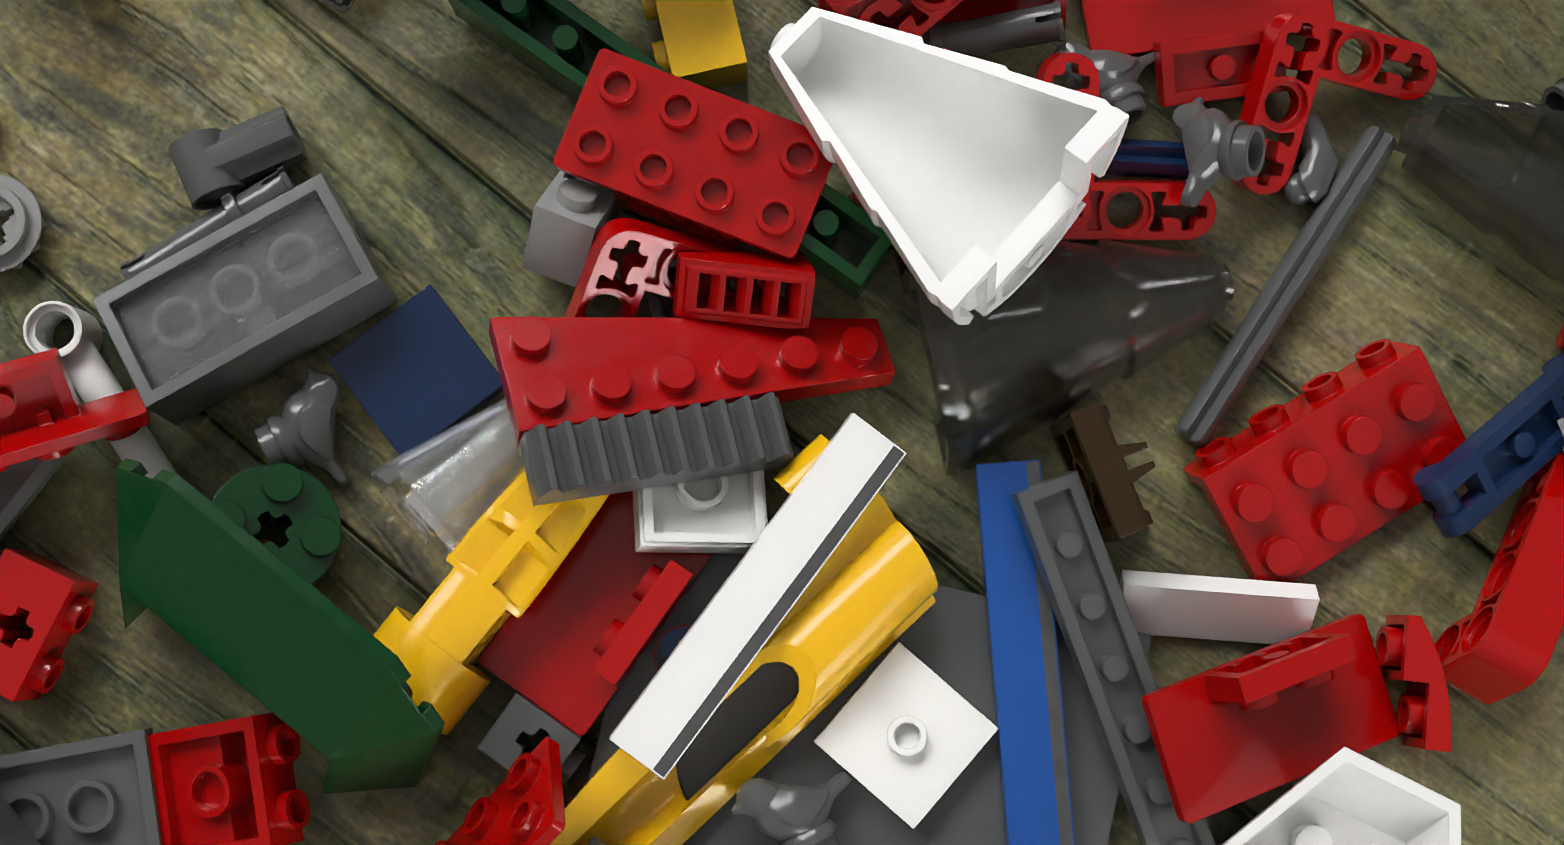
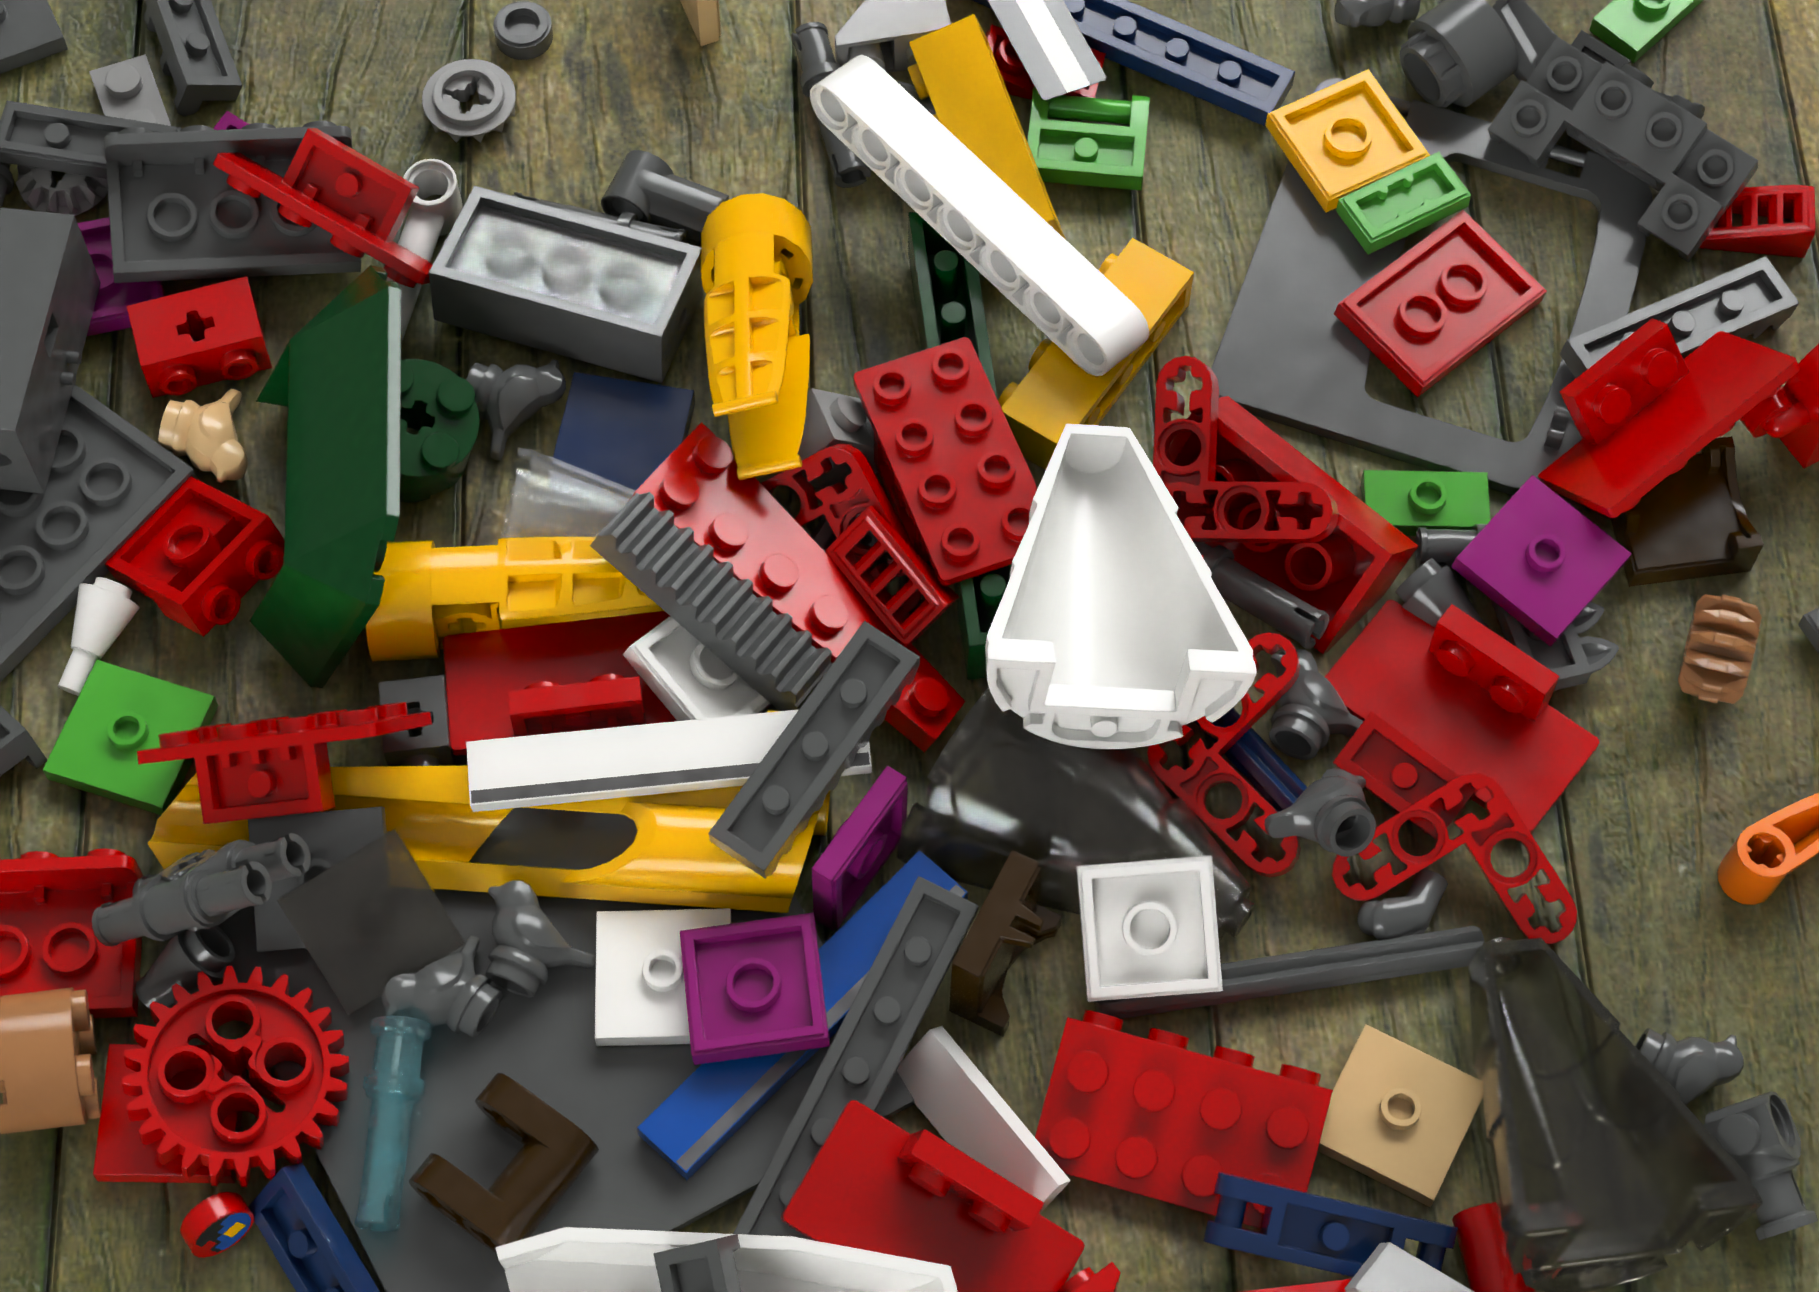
camera: 50 degrees right, 20 degrees down
(120, 692) = (205, 435): none -> tan animal
(382, 149) = (757, 363): none -> yellow piece
(867, 489) = (815, 750): none -> dark grey gear
(941, 508) = (859, 849): none -> magenta plate
(987, 686) = (754, 988): none -> magenta plate
(1190, 359) = (1149, 928): none -> white plate
(1452, 306) = (1399, 1115): none -> tan plate

